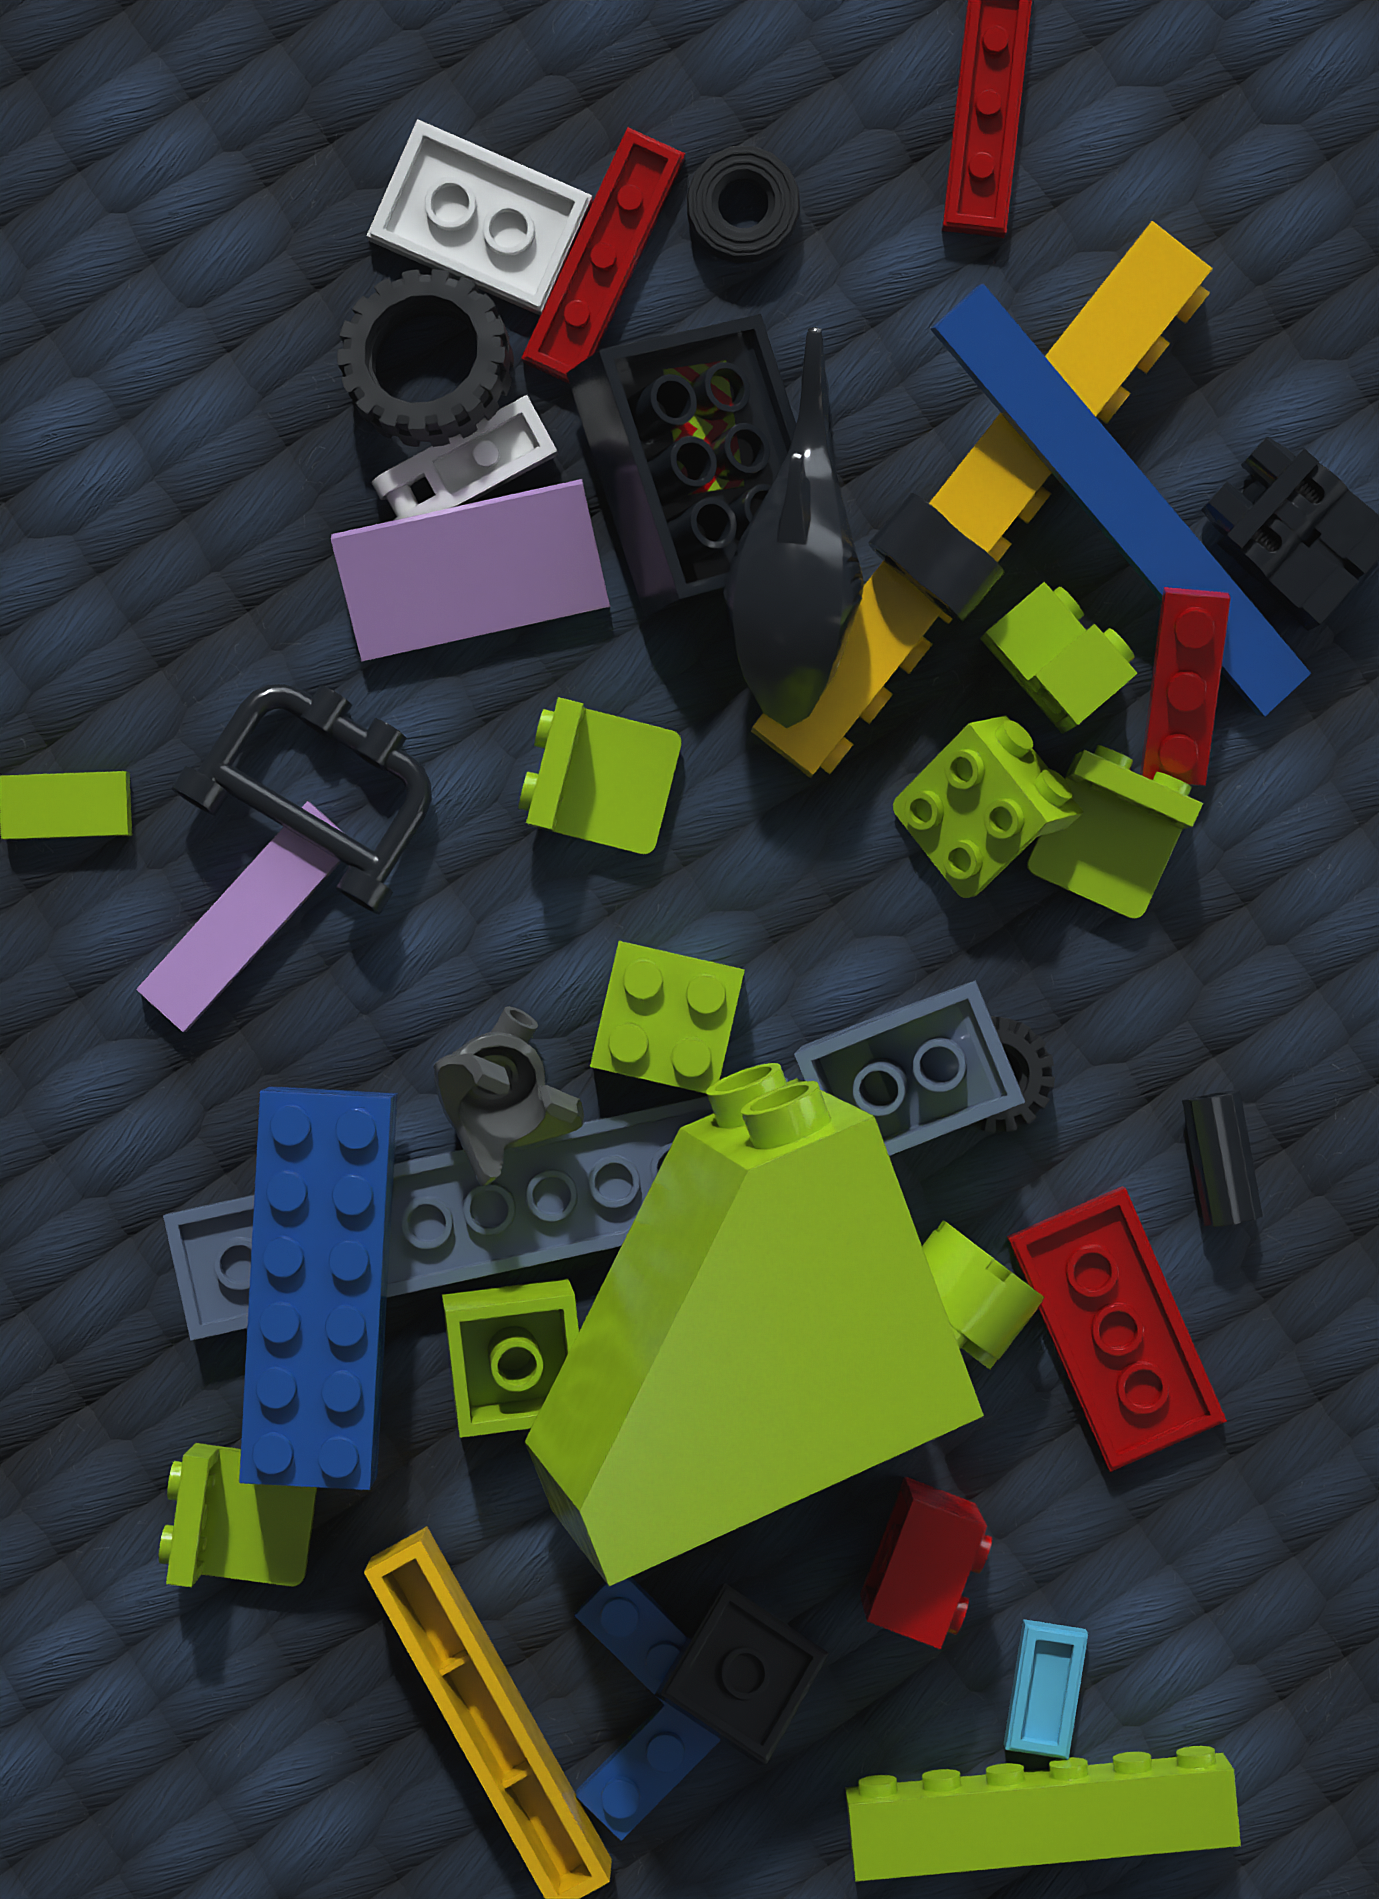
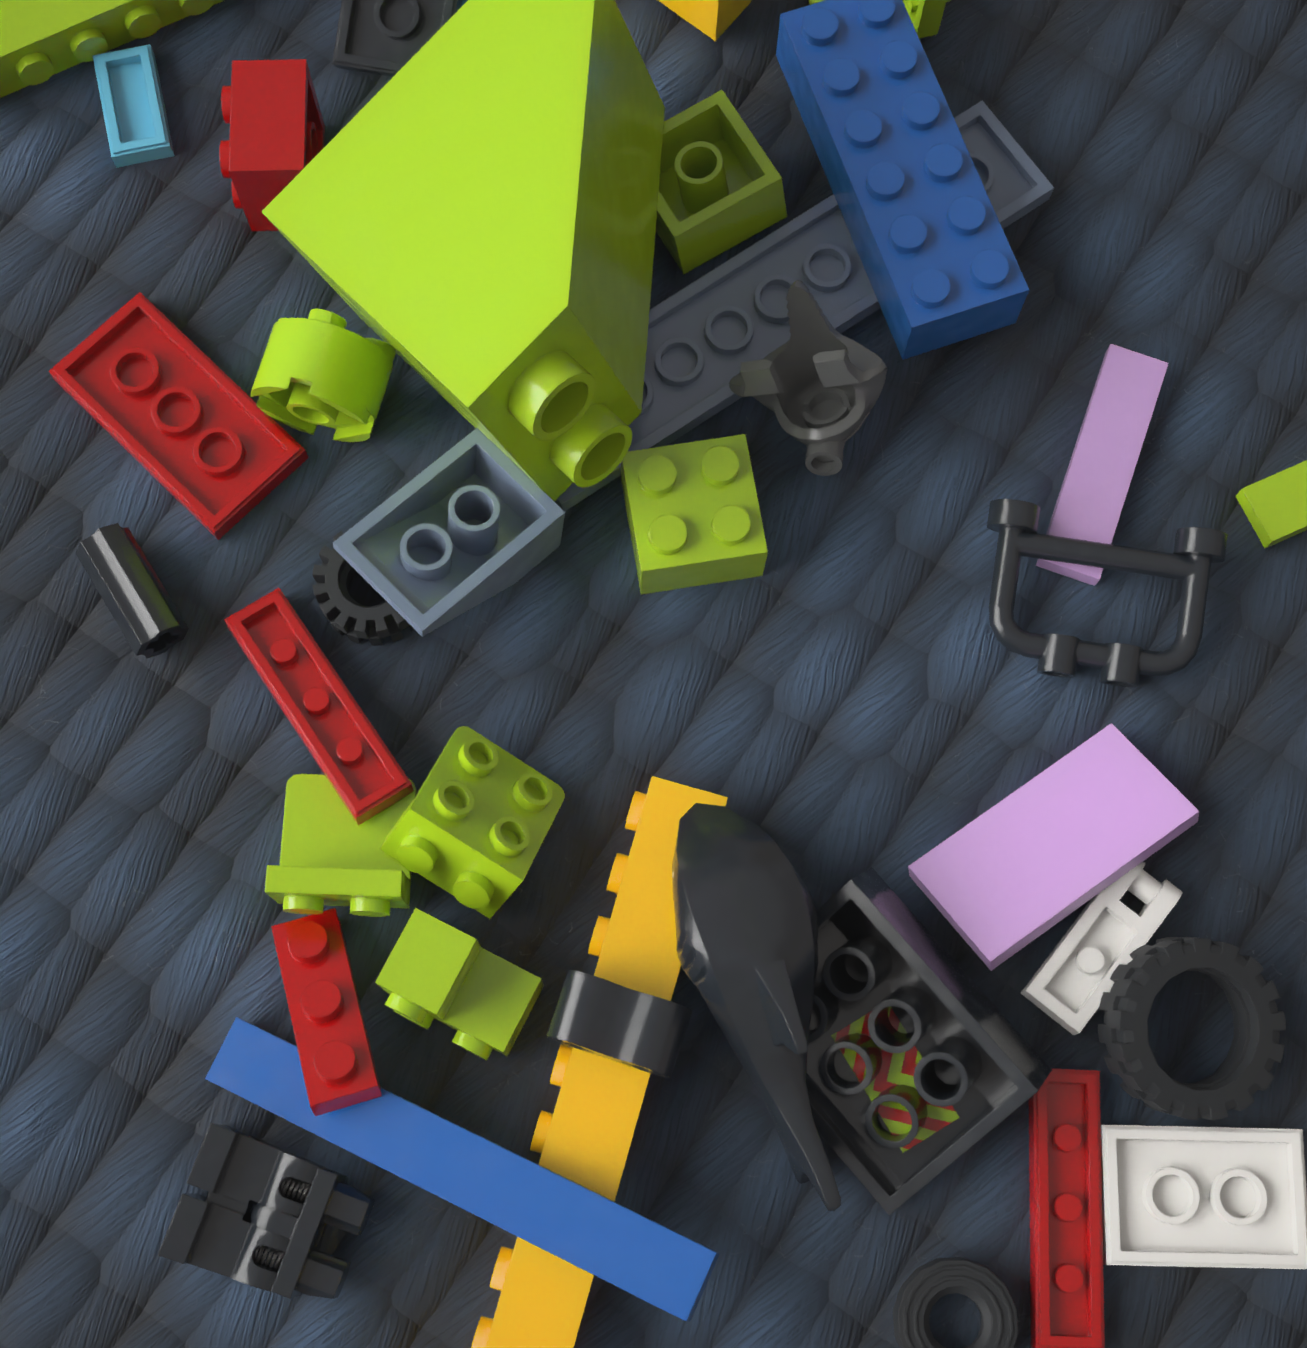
camera: 160 degrees right, 15 degrees down
(600, 777) = (849, 703): lime bracket -> none
(1088, 976) = (319, 706): none -> red tile

